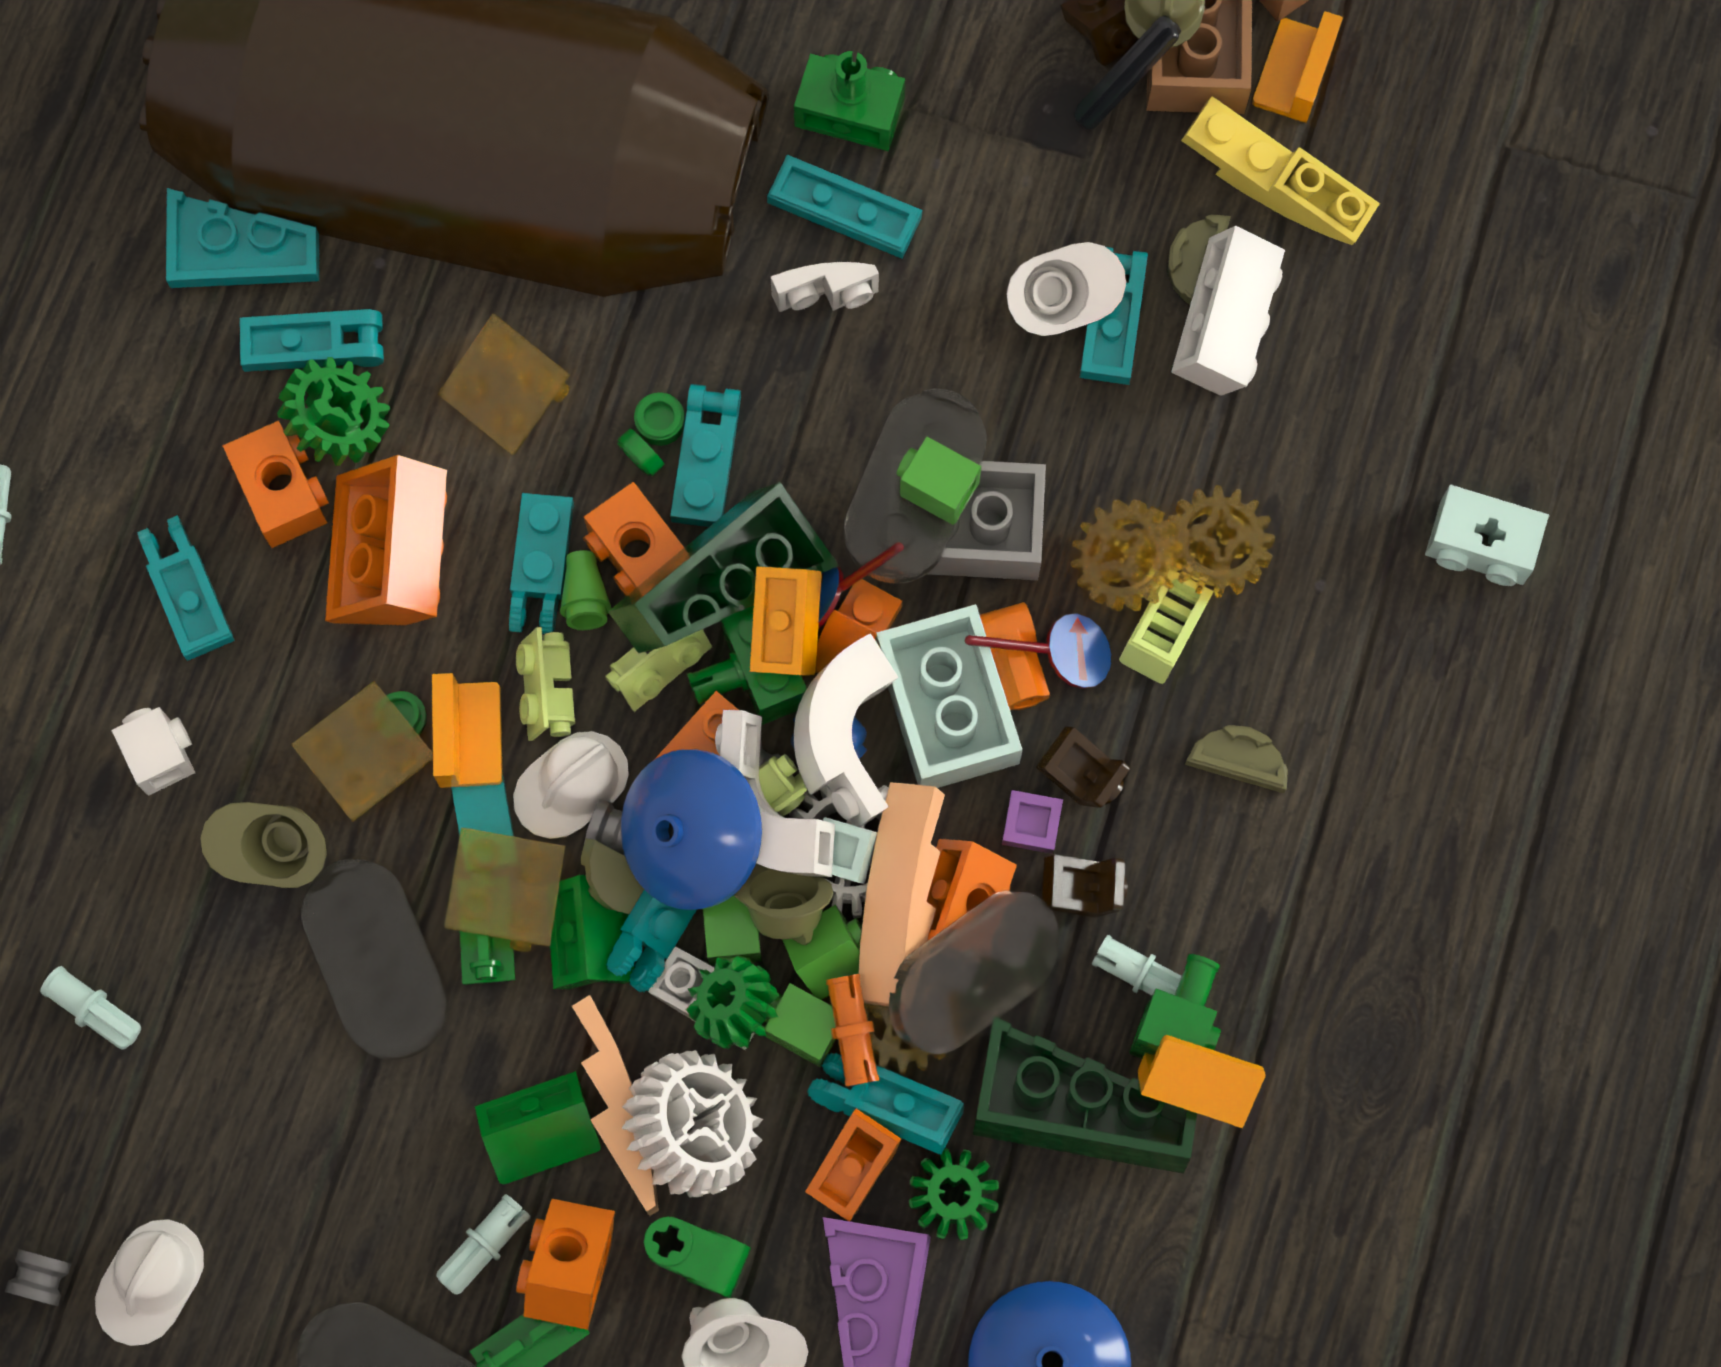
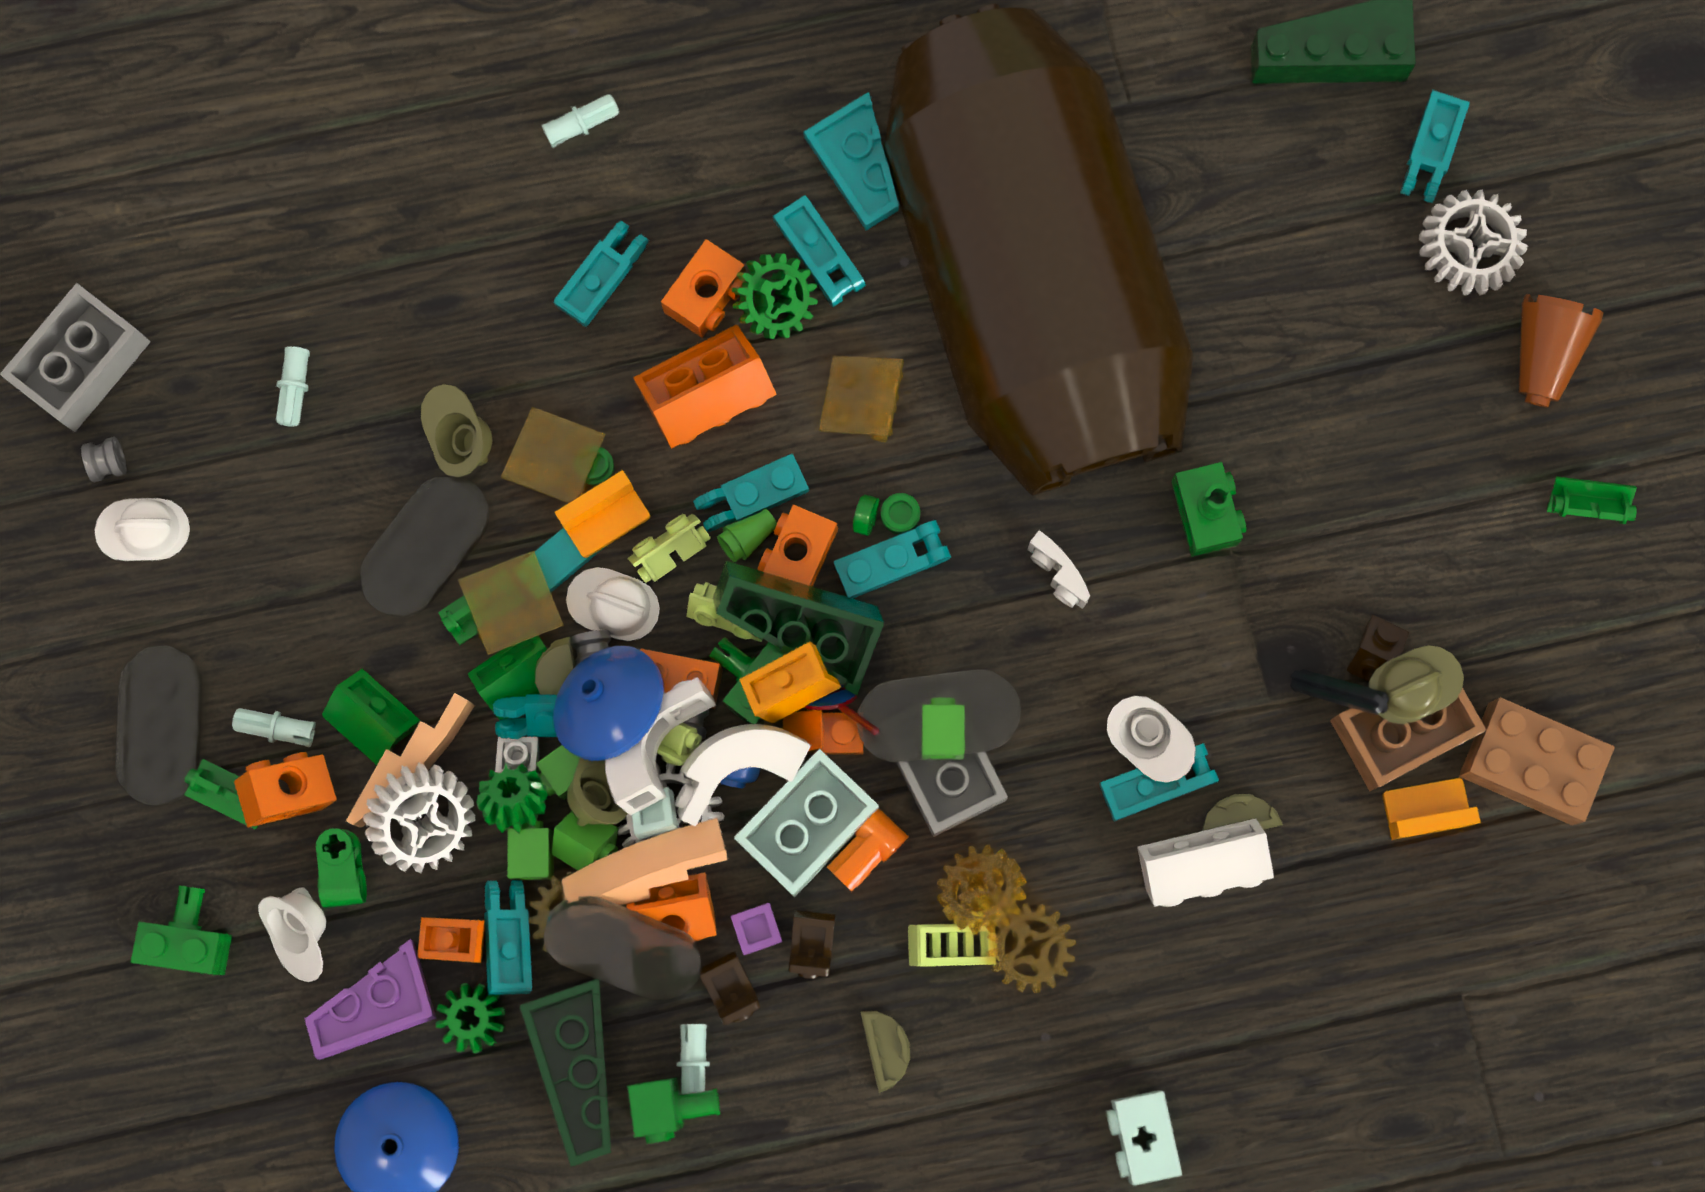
camera: 65 degrees right, 5 degrees up
(154, 748) = (481, 320): white brick -> none
(844, 206) = (1130, 550): teal tile -> none
(852, 1030) = (536, 888): orange pin -> none
(1074, 649) = (894, 891): piece -> none
(1201, 1080) = (623, 1145): light orange panel -> none
(1276, 177) = (1333, 842): light yellow slope -> none

